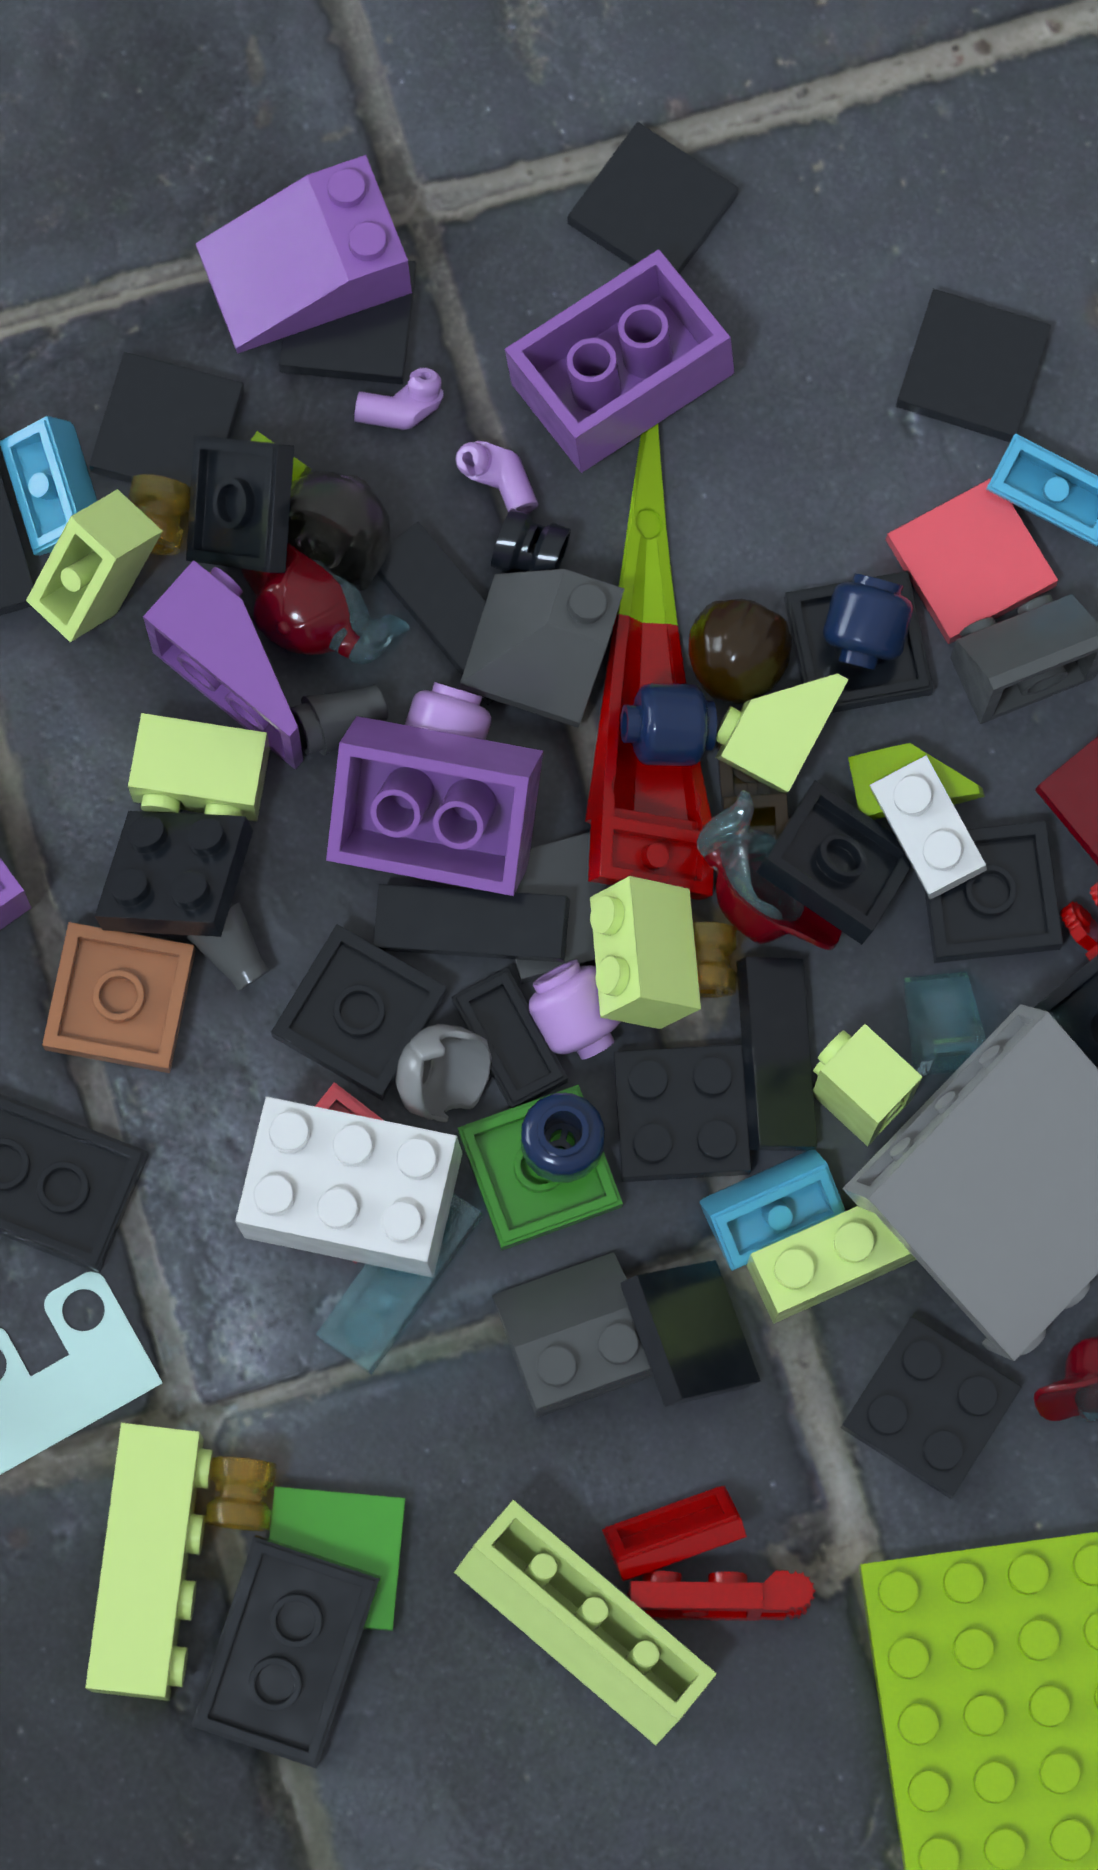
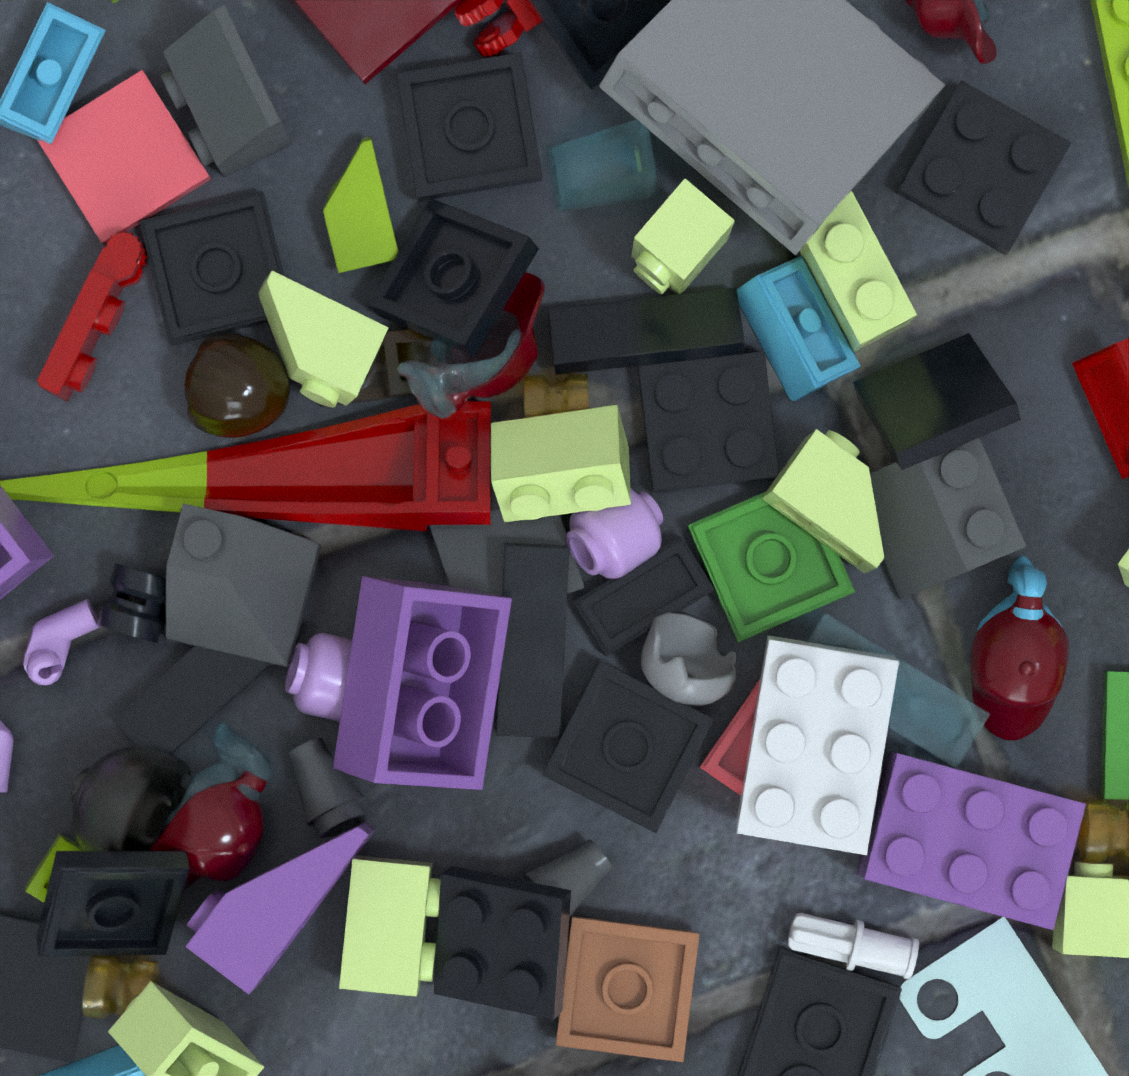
camera: 90 degrees left, 10 degrees up
(145, 1224) = (853, 944): none -> white axle
(242, 1342) = (971, 840): none -> medium lavender brick
(425, 1408) = (1019, 657): none -> dark red hair
(566, 1116) = (770, 517): dark blue head -> none
(599, 1218) = (831, 498): none -> yellowish green slope
(669, 724) = (322, 450): dark blue head -> none
(818, 521) = (93, 313): none -> red hinge
(868, 621) = (201, 256): dark blue head -> none
(928, 827) = (412, 188): white plate -> none

